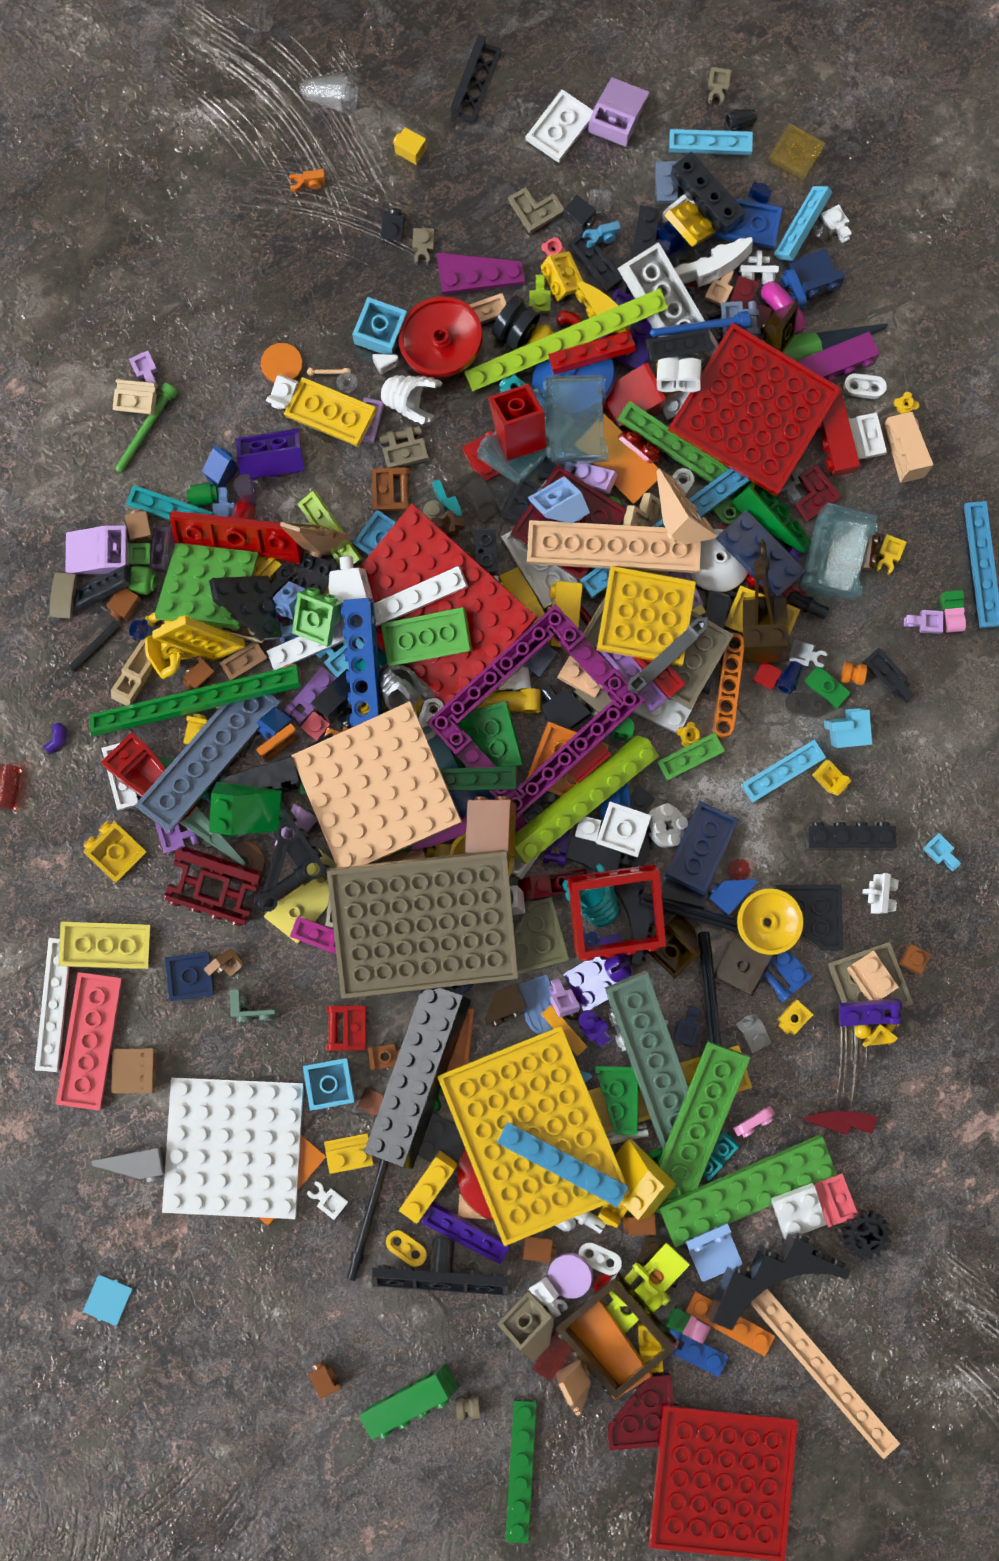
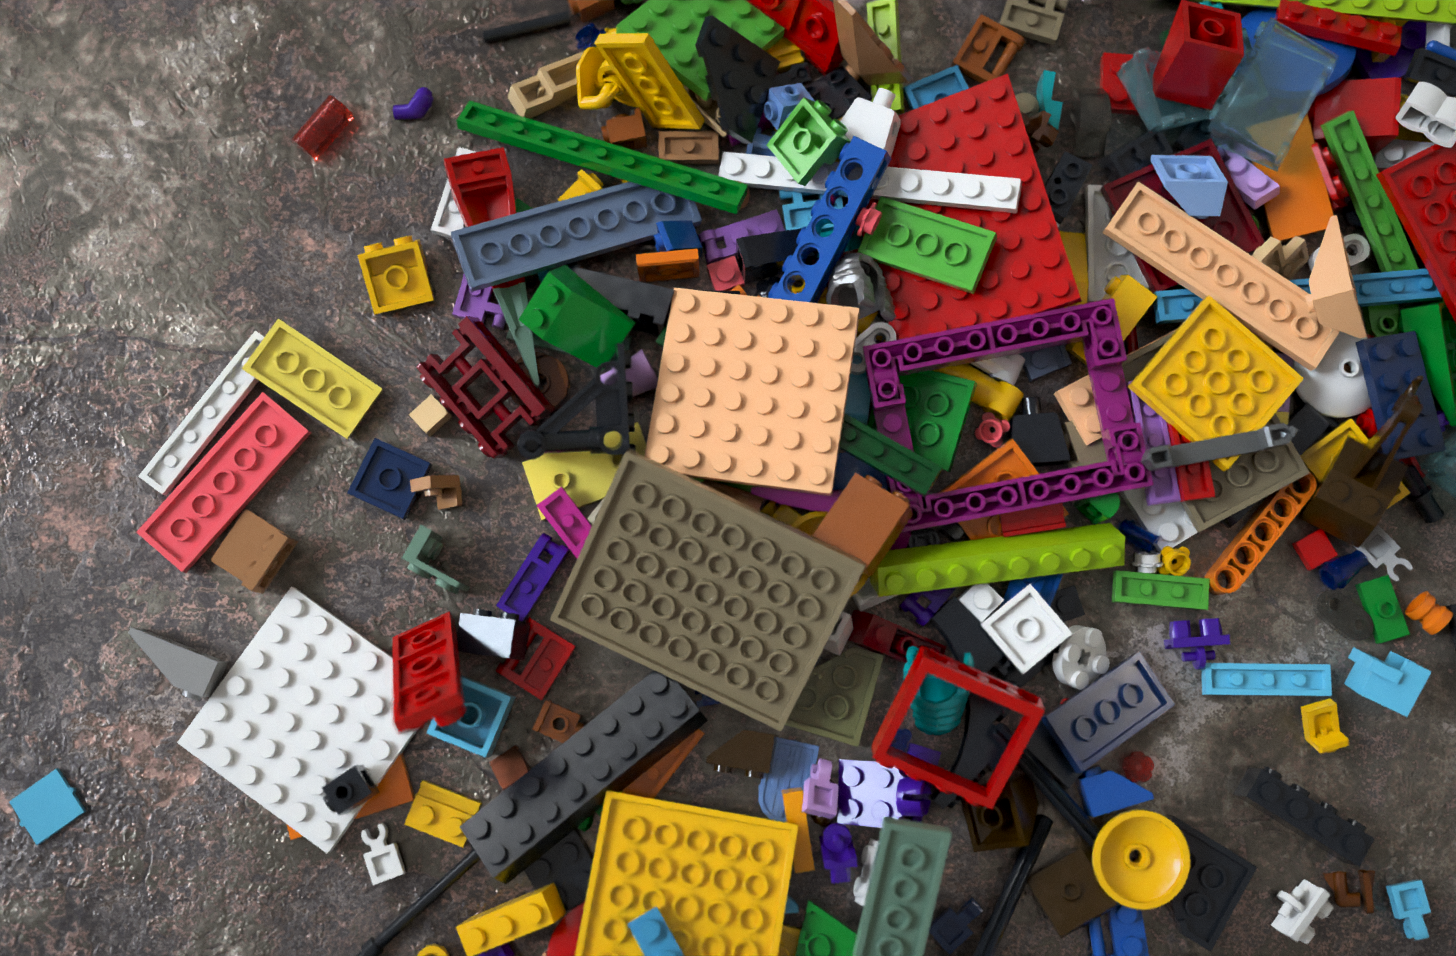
camera: 30 degrees right, 0 degrees up
(189, 923) = (430, 415): none -> tan slope
(285, 1172) = (349, 790): none -> black brick
(290, 1072) = (427, 675): none -> red plate
(312, 1030) = (493, 636): none -> brick
(314, 981) = (532, 578): none -> dark purple plate
(382, 643) = (868, 220): none -> coral plate
(534, 727) = (984, 433): none -> coral plate
(657, 732) = (1137, 534): none -> clear blue pin
(673, 744) = (1147, 562): none -> white plate
(735, 765) = (1210, 634): none -> dark purple hips
(902, 871) = (1344, 898): none -> reddish brown piece

